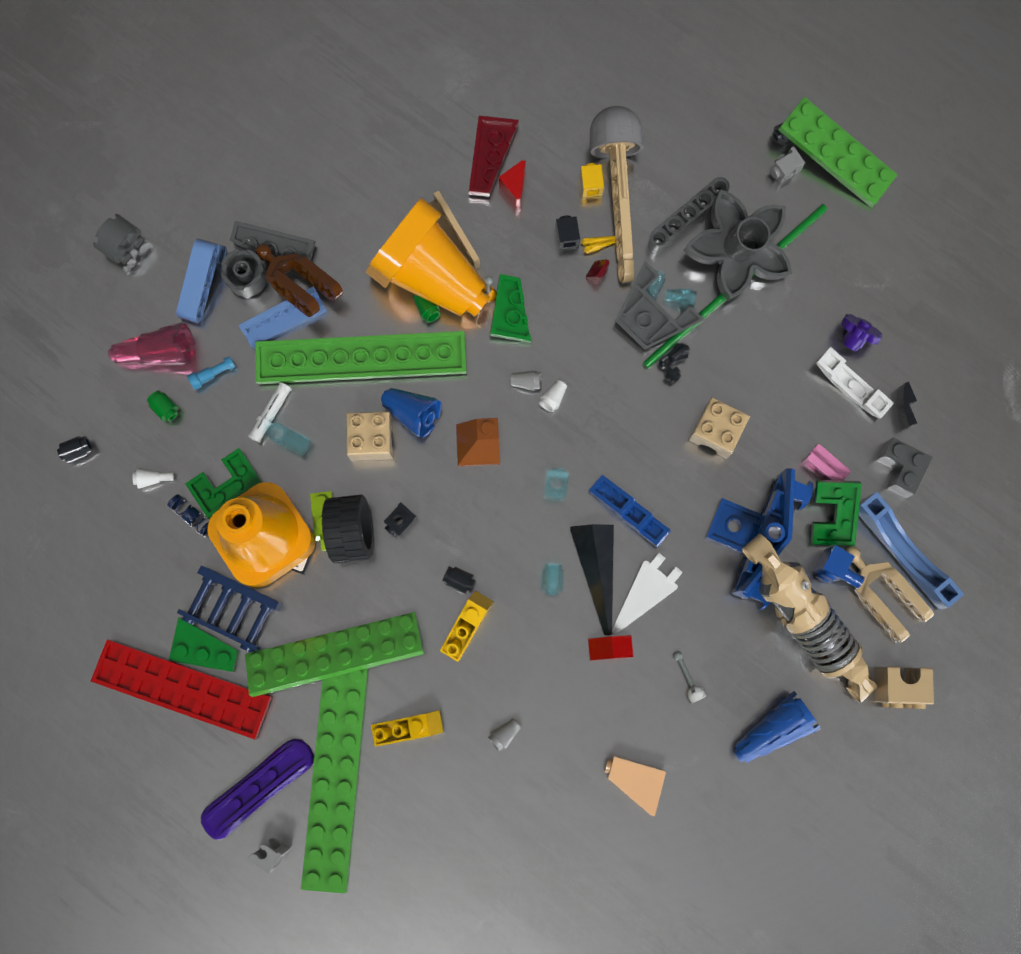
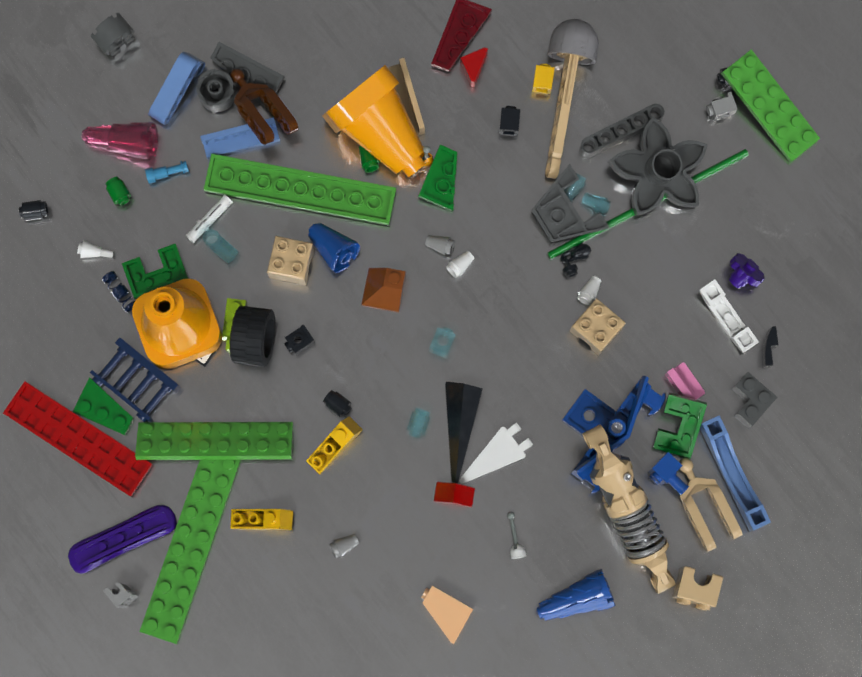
camera: 15 degrees right, 0 degrees up
(597, 243) = (534, 136): yellow piece -> none
(598, 271) = (528, 162): dark red slope -> none
(629, 511) = (501, 380): blue slope -> none
(699, 392) = (589, 291): none -> white cone

